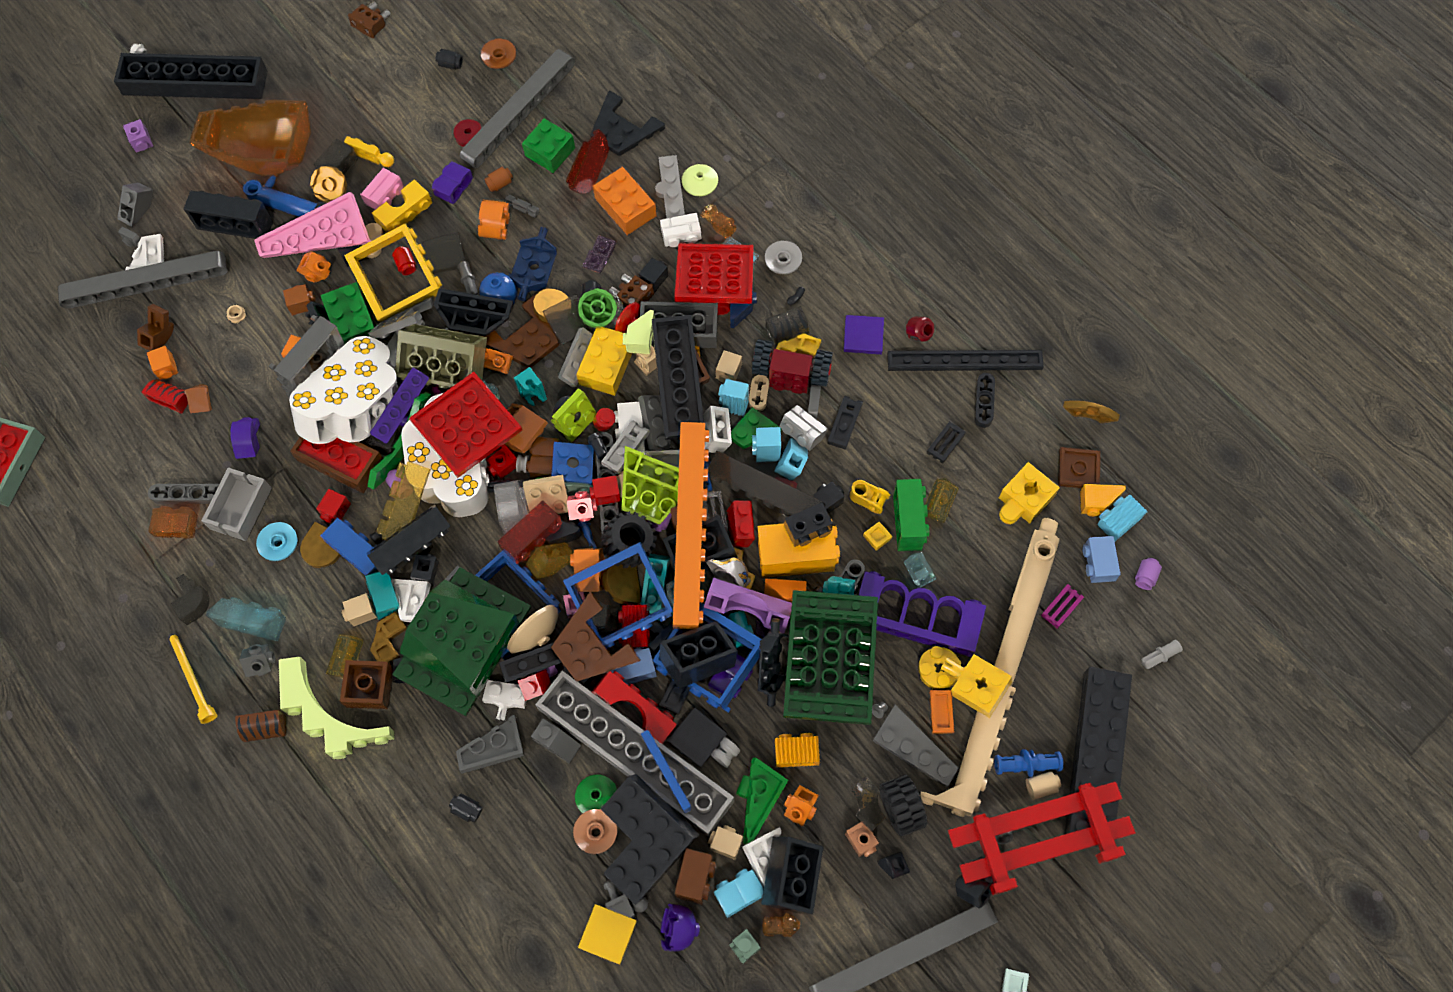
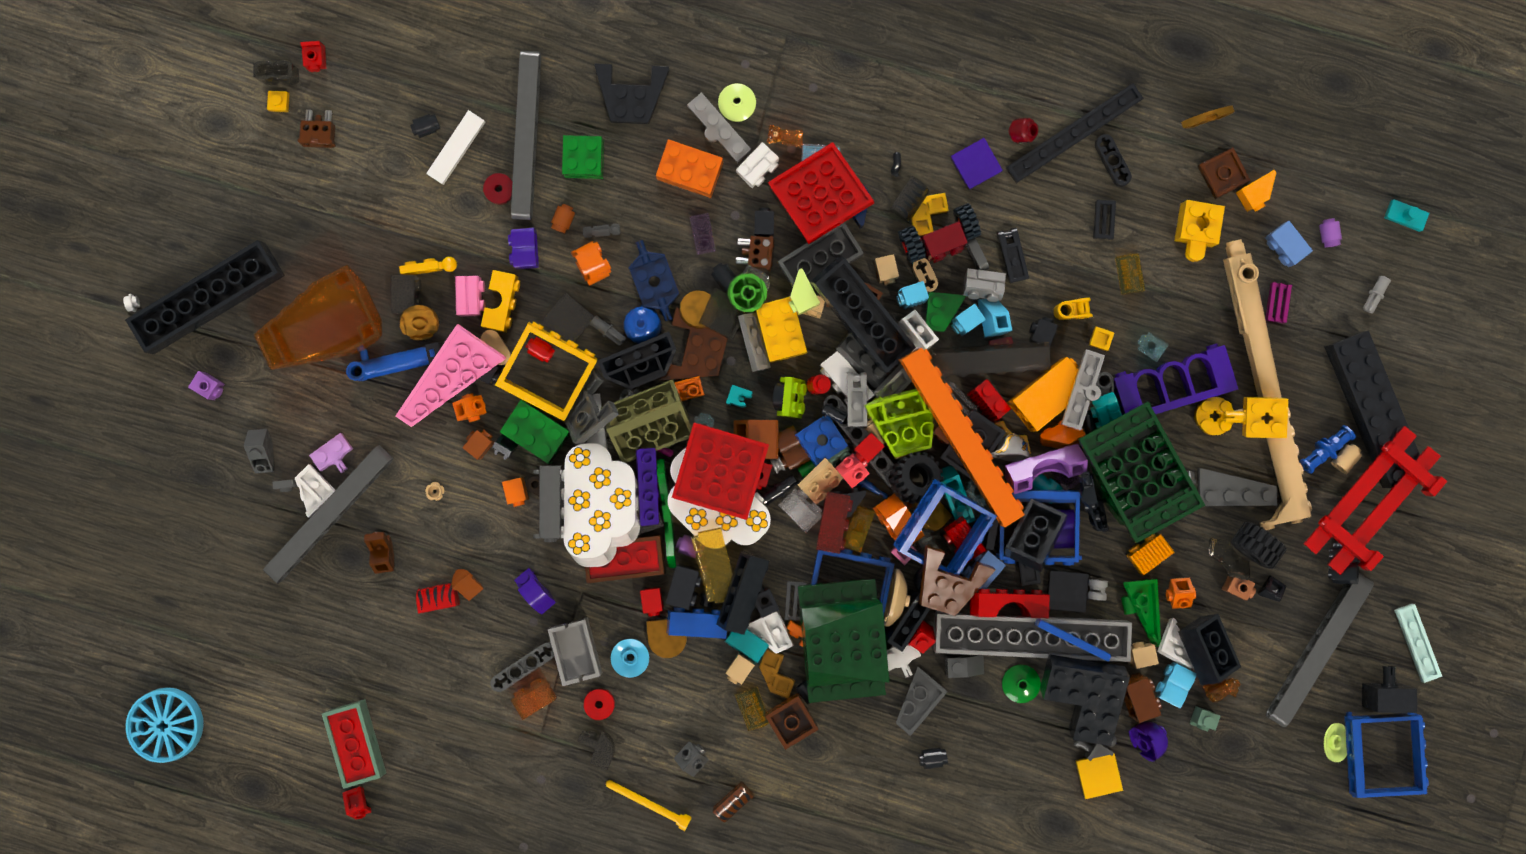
camera: 30 degrees left, 20 degrees up
(162, 363) = (410, 575): orange brick -> none
(185, 239) = (332, 453): none -> lavender plate
(225, 573) = (605, 697): none -> red piece
(228, 214) = (357, 409): black brick -> none
(247, 618) = (658, 732): clear light blue slope -> none
(298, 697) = (744, 763): yellowish green arch -> none
(365, 507) = (683, 586): none -> black brick
(459, 87) = (456, 147): none -> white tile
(498, 53) = (460, 84): dark orange dish -> none
(586, 824) = (1045, 720): nougat dish -> none
(588, 163) = (630, 152): clear red brick -> none
(627, 316) = (779, 282): red dish -> none
(783, 250) = (866, 126): light grey dish -> none
(808, 525) = (1055, 376): black brick -> none
(825, 553) = (1083, 390): none -> light grey hinge
(910, 514) = (1120, 307): green brick -> none
(941, 711) = (1236, 449): orange tile -> none
(1121, 517) = (1283, 197): medium azure brick -> none
(1232, 604) = (1406, 215): none -> teal tile

